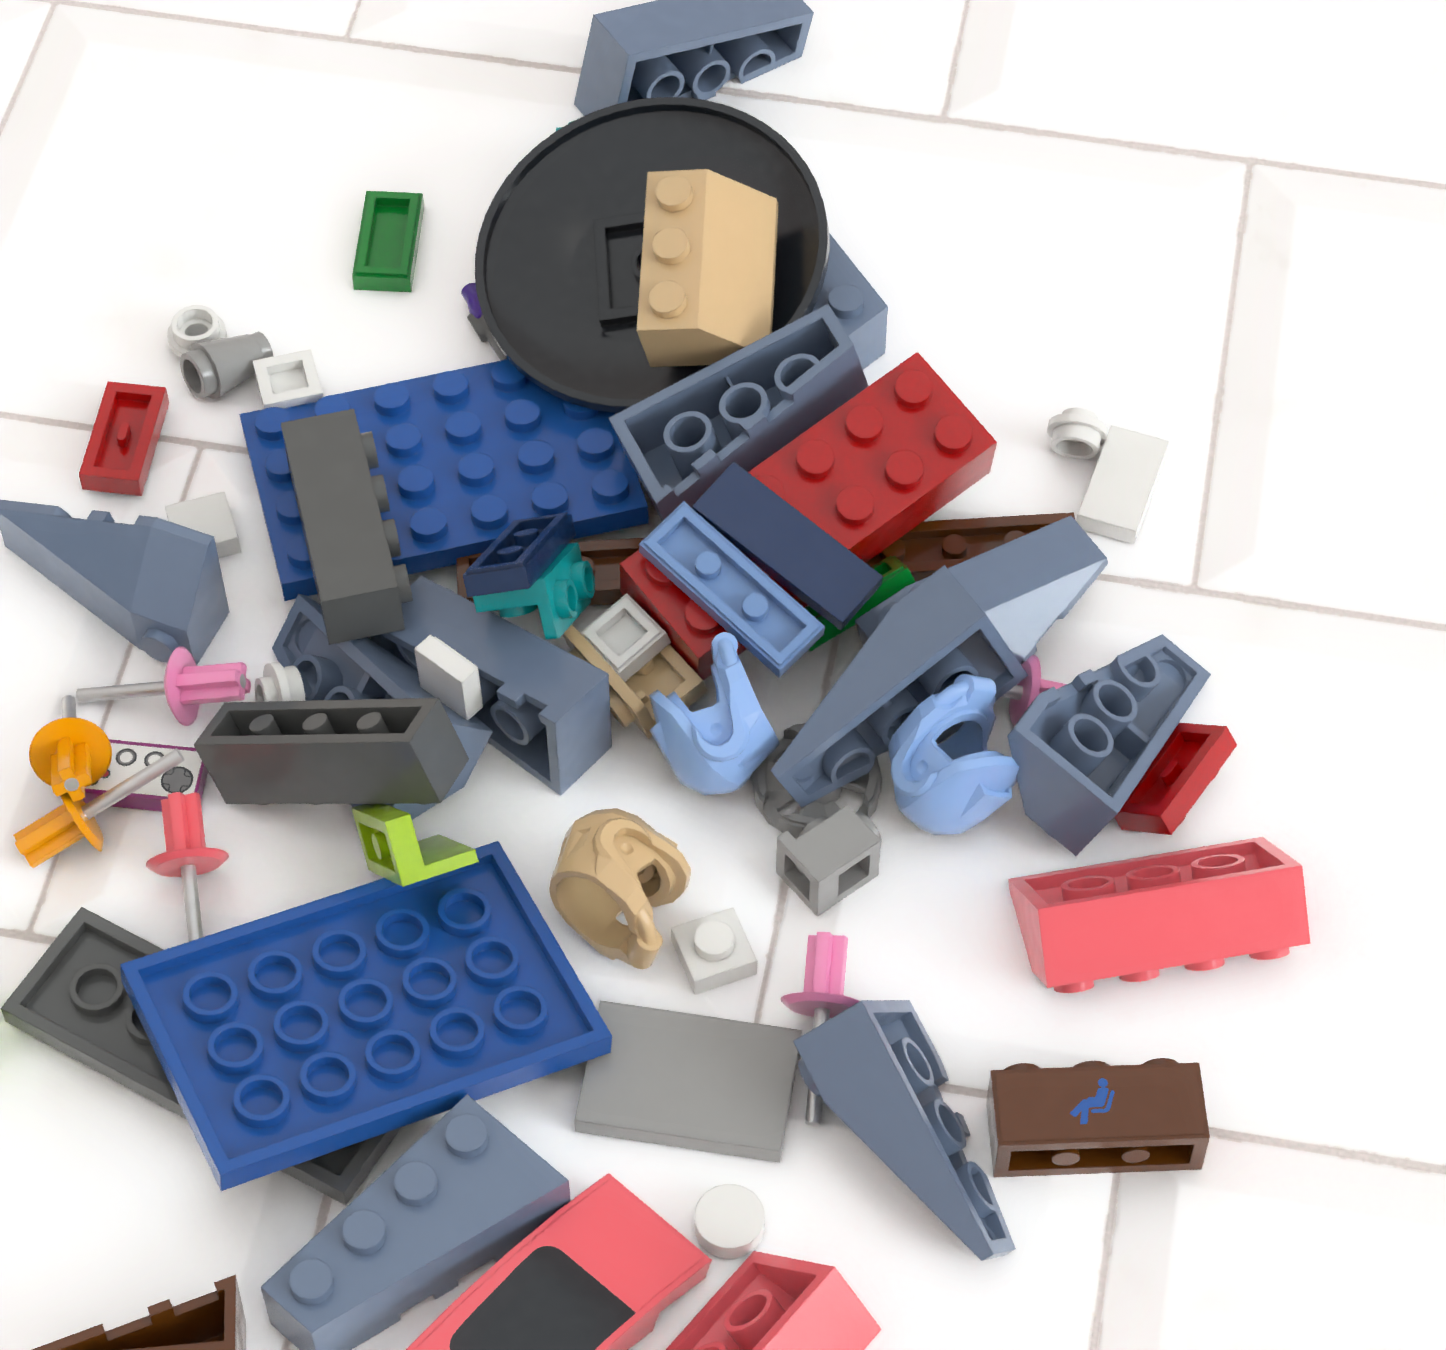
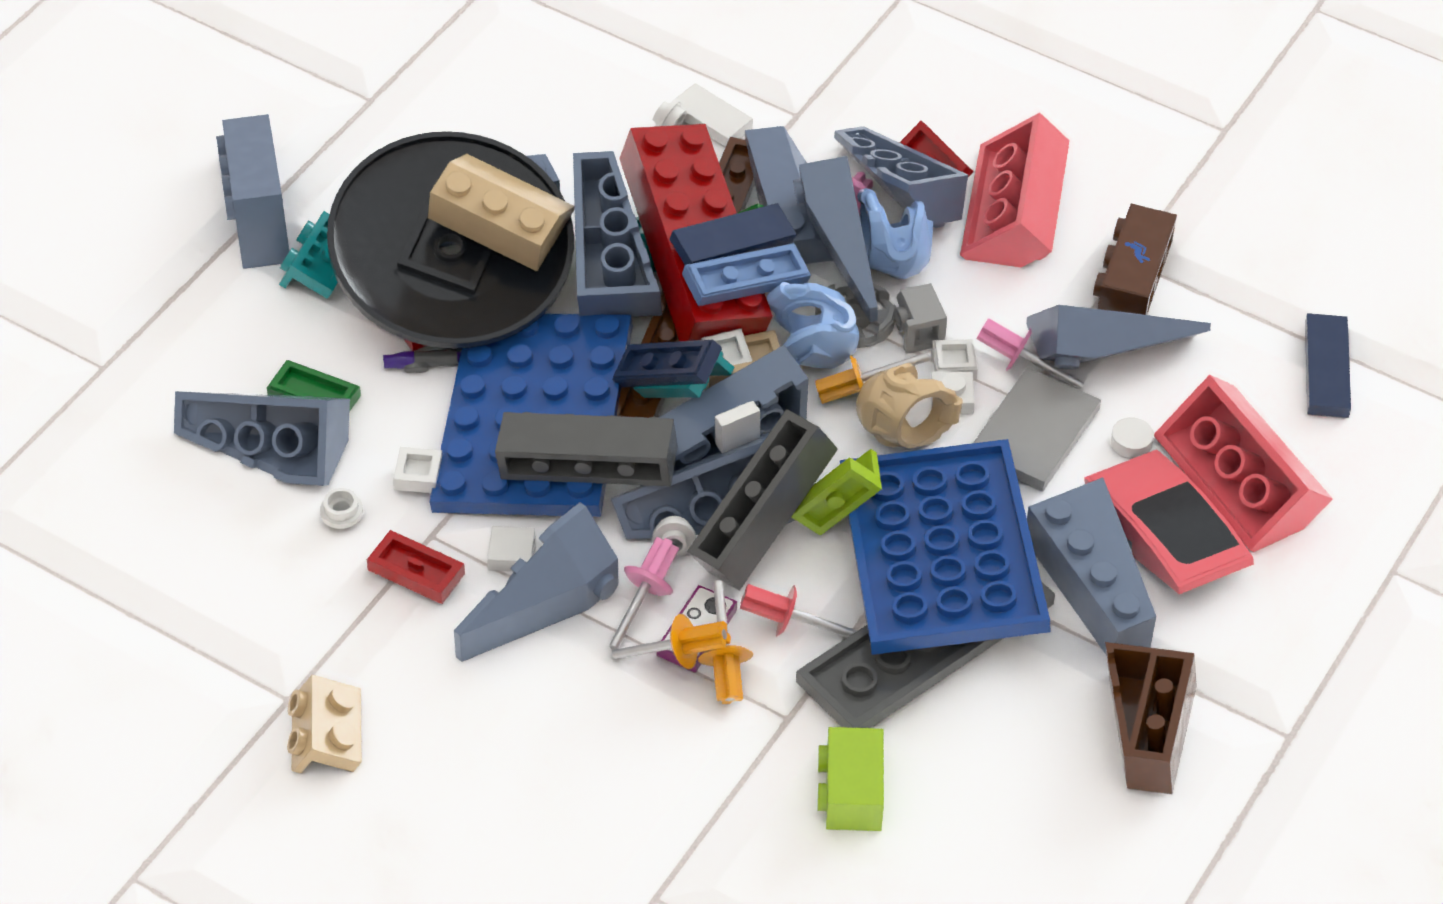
camera: 70 degrees left, 5 degrees down
(223, 363) = (380, 499): light grey cone -> none
(296, 224) = (280, 434): none -> sand blue wedge
(671, 811) = (852, 380): none -> light orange piece
(780, 933) = (955, 356): none -> white tile

